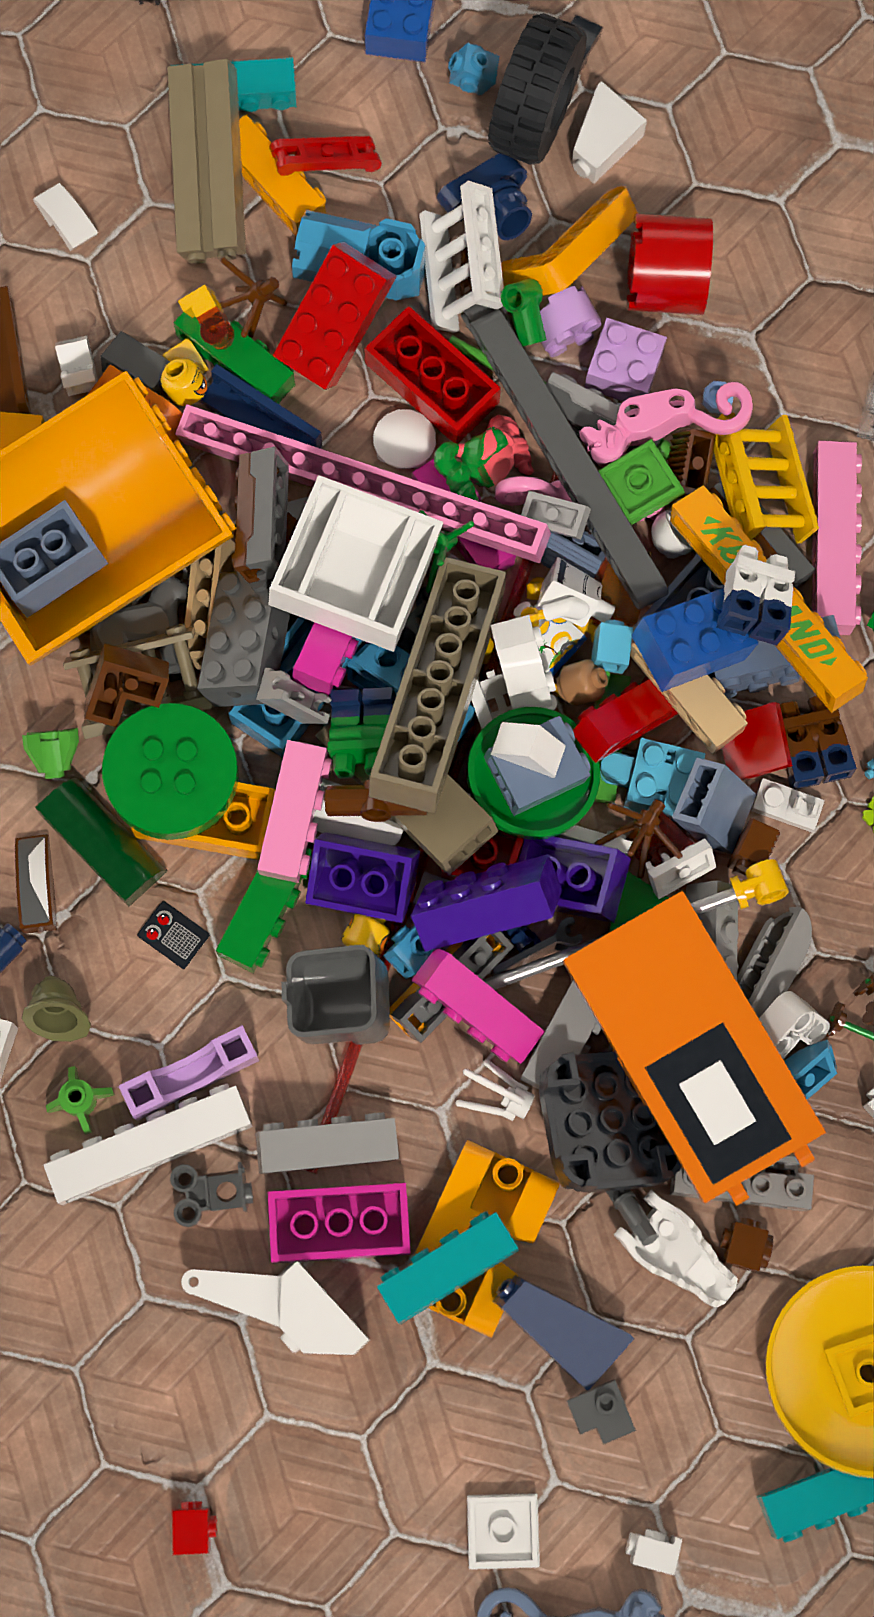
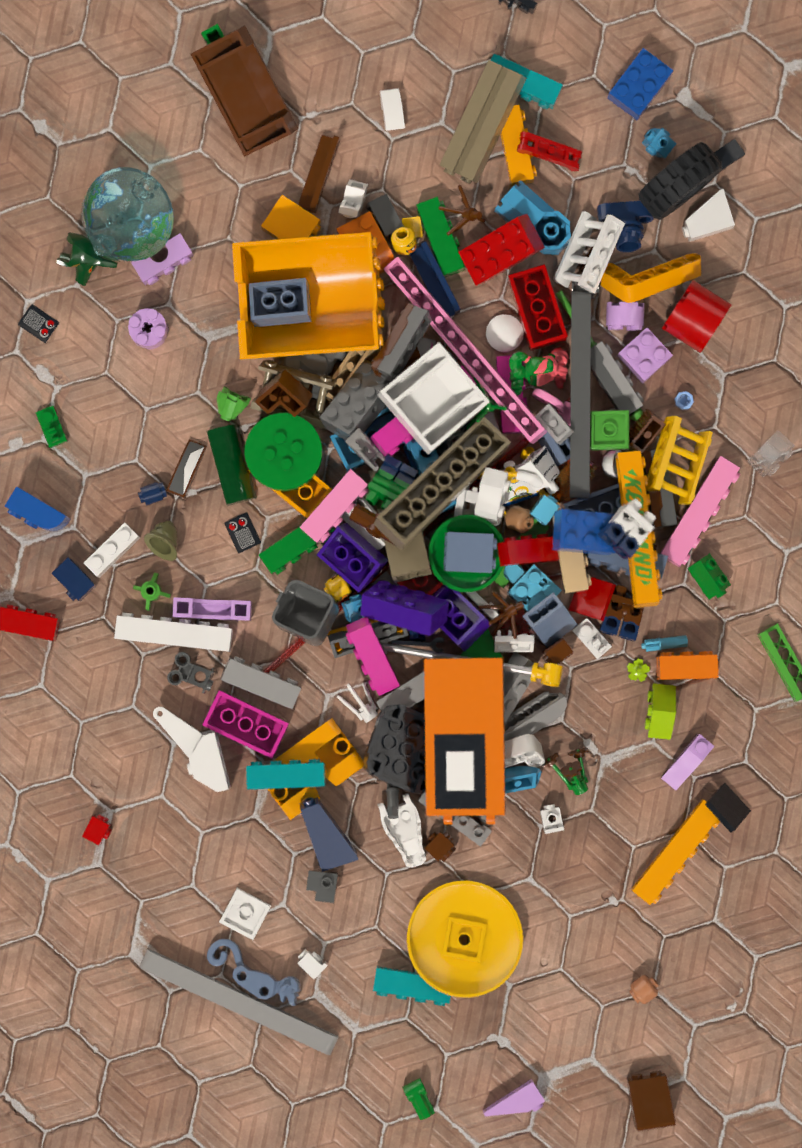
camera: 35 degrees right, 10 degrees up
(214, 323) = (436, 214): leg -> none
(523, 302) = (603, 297): green piece -> none
(529, 747) = (467, 543): white slope -> none
(659, 417) = (639, 400): bright pink animal -> none

